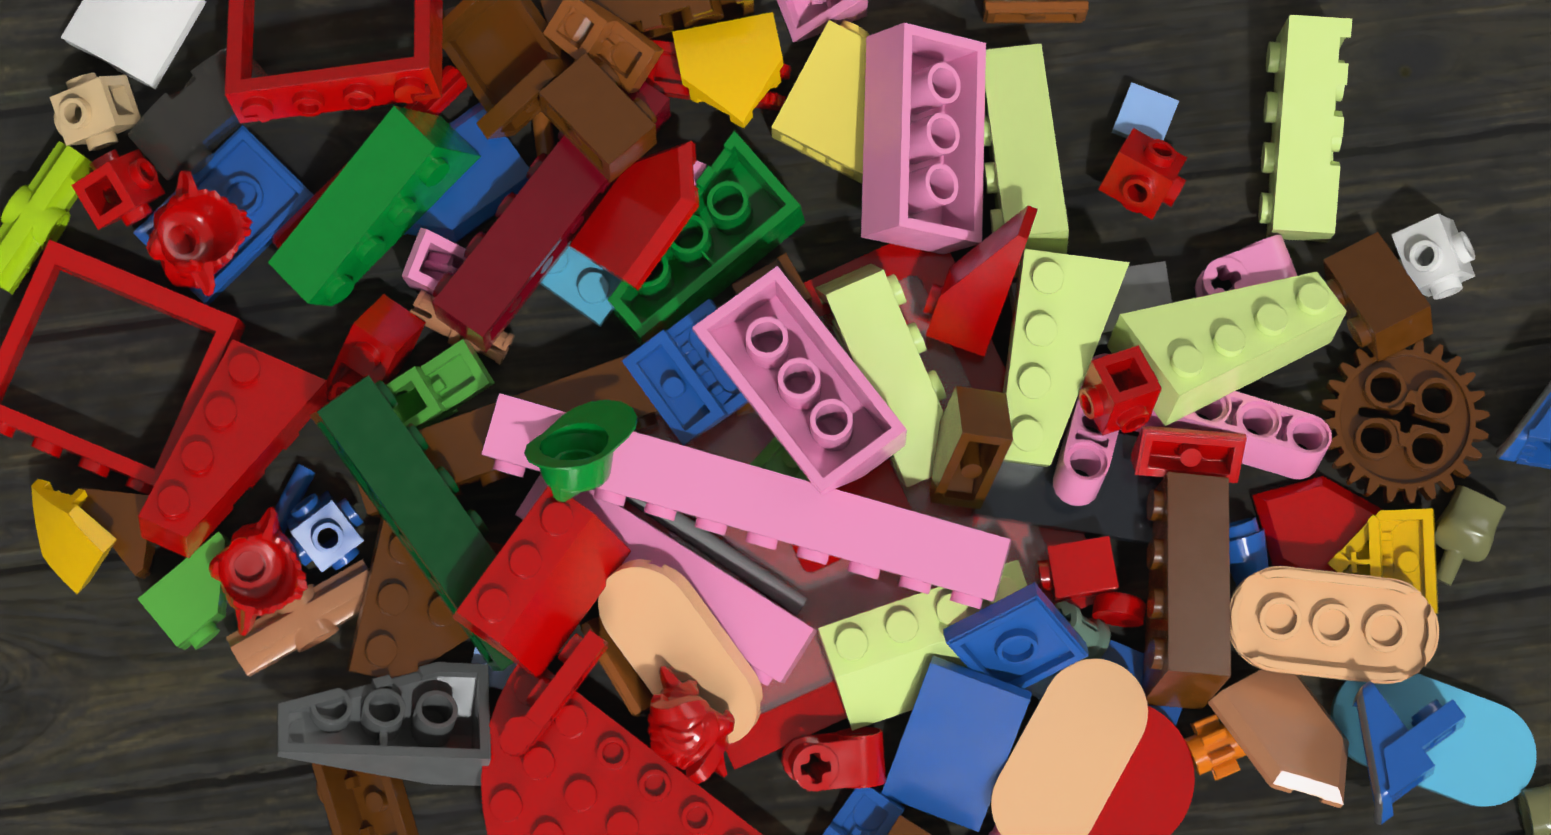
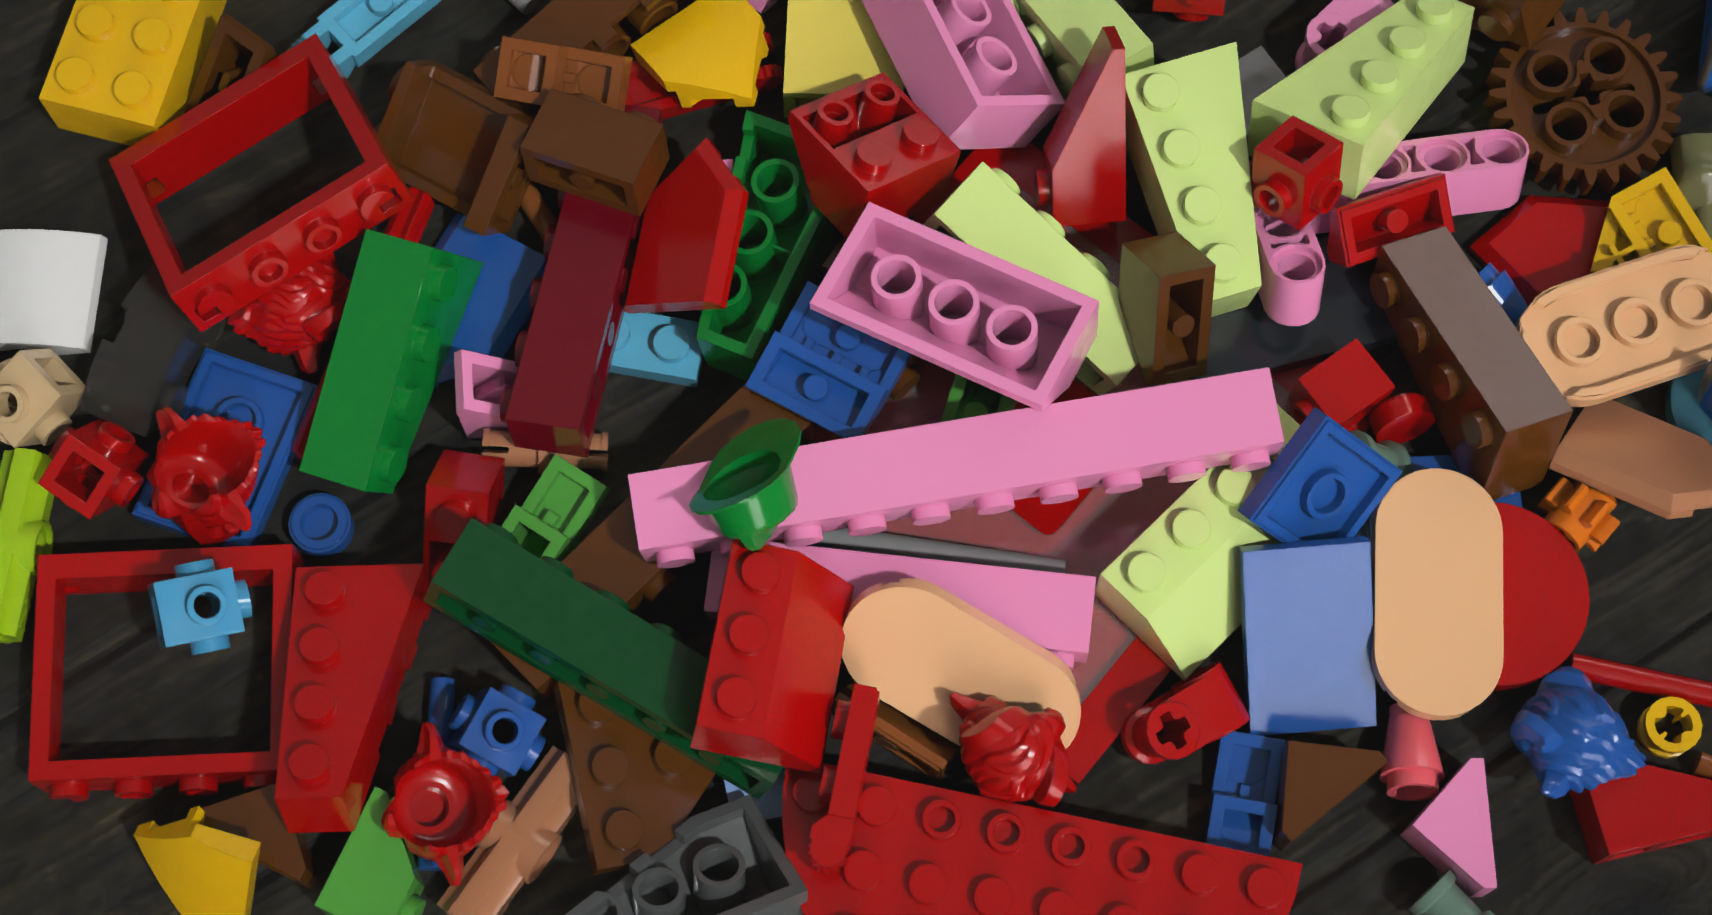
camera: 30 degrees left, 10 degrees down
(134, 327) = (174, 607): none -> dark azure brick
(269, 306) = (321, 525): none -> blue tile
(324, 137) = (297, 313): none -> red hair
(806, 218) = (872, 149): none -> red slope

